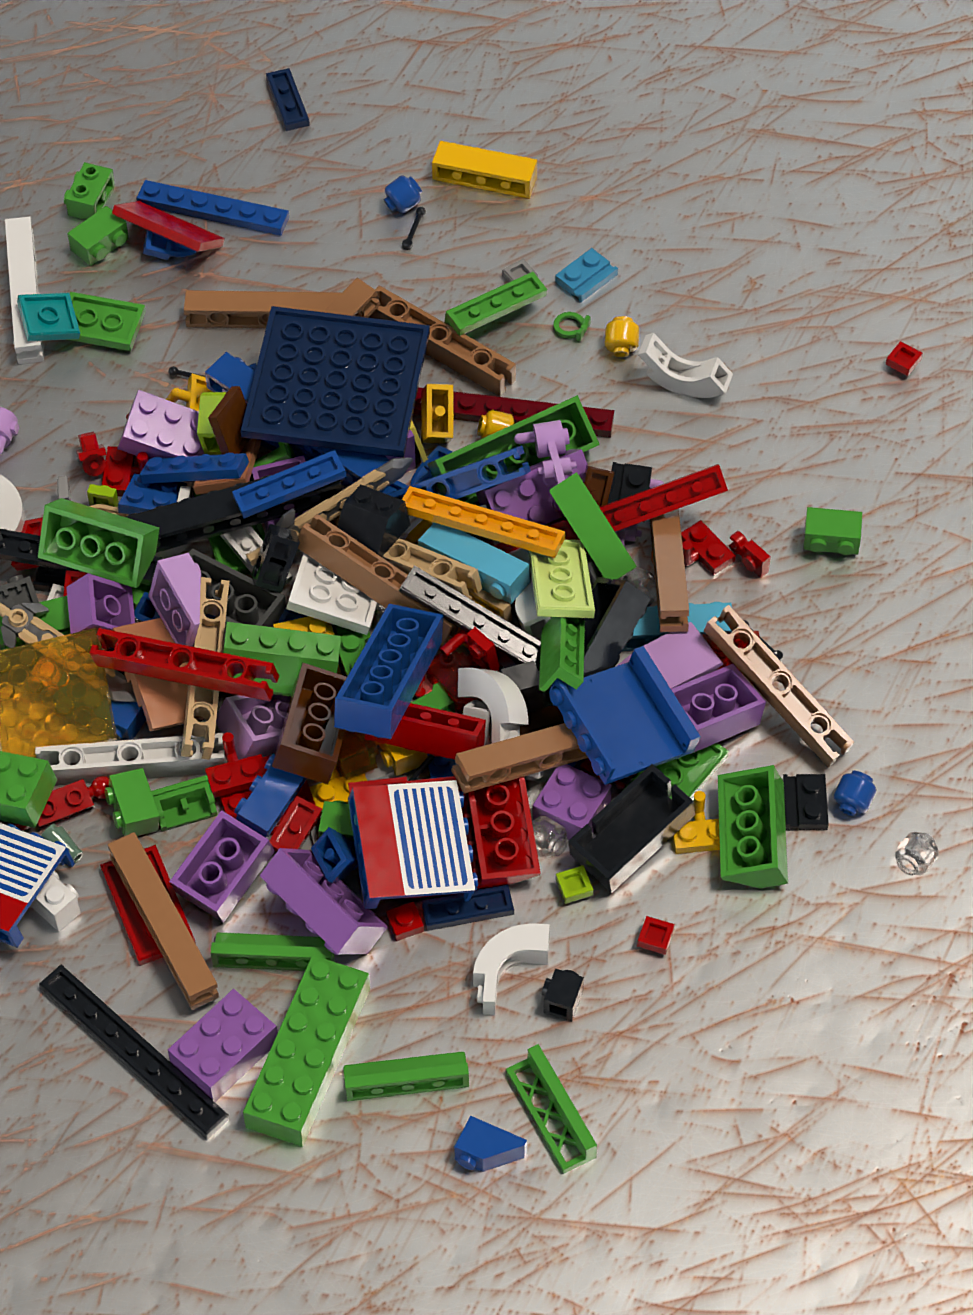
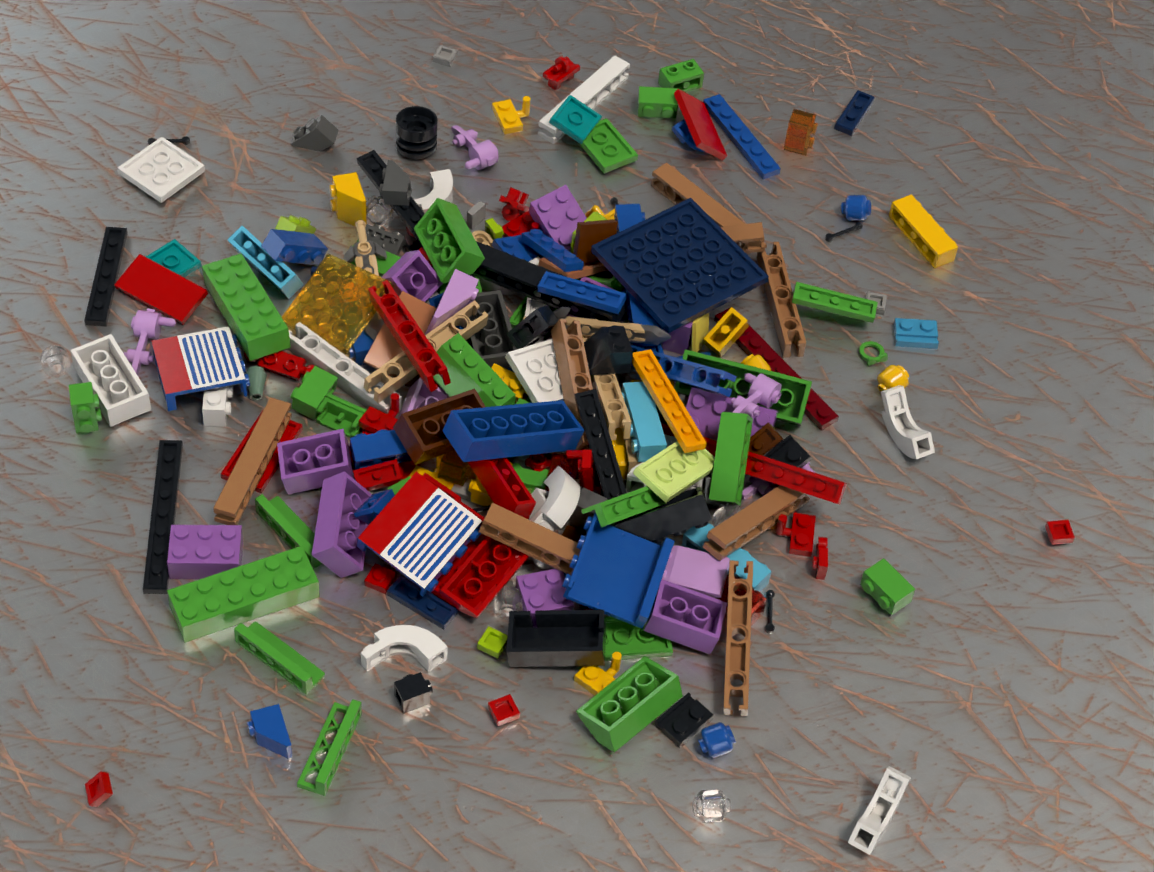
camera: 40 degrees right, 5 degrees down
(272, 158) = (800, 132): none -> clear orange brick

